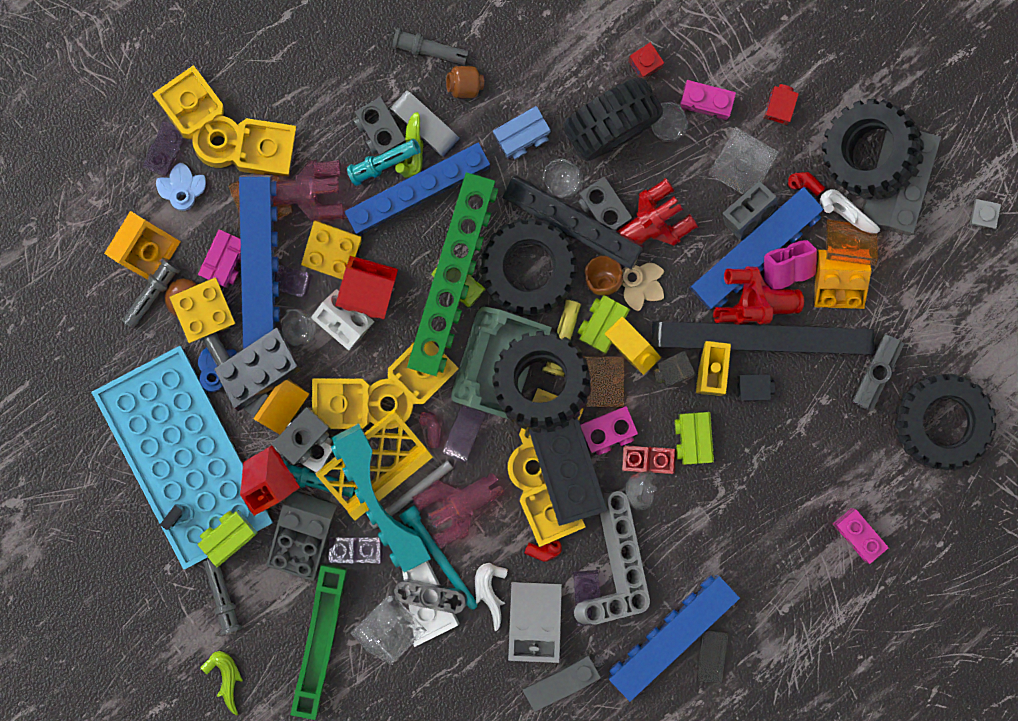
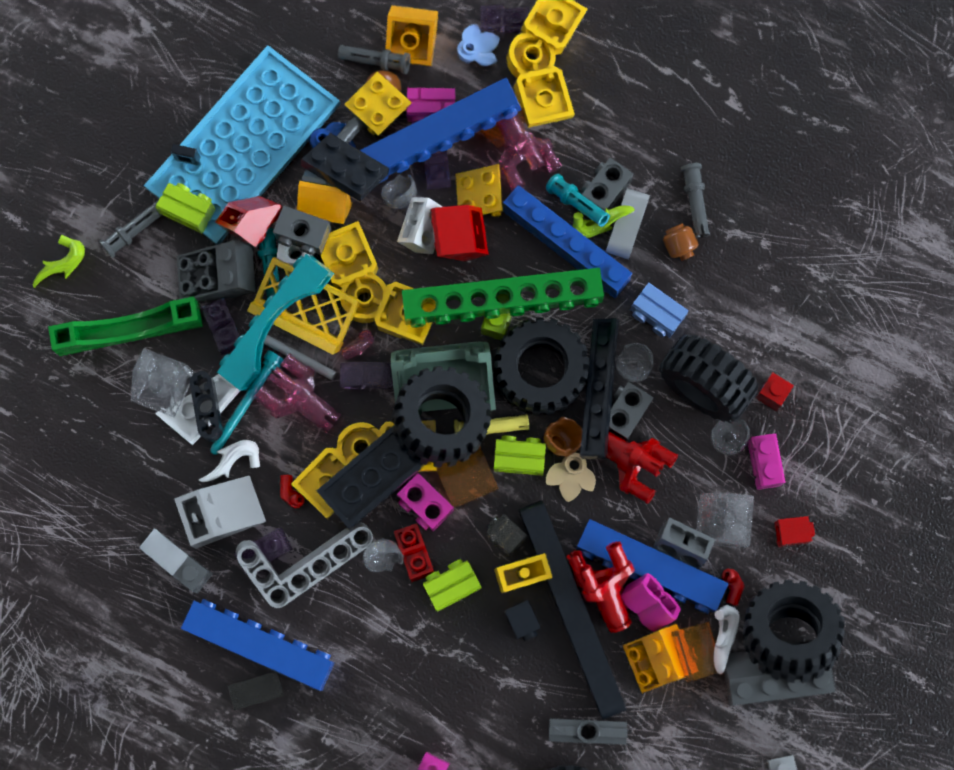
camera: 70 degrees right, 10 degrees down
(632, 345) = (511, 488): yellow slope -> none

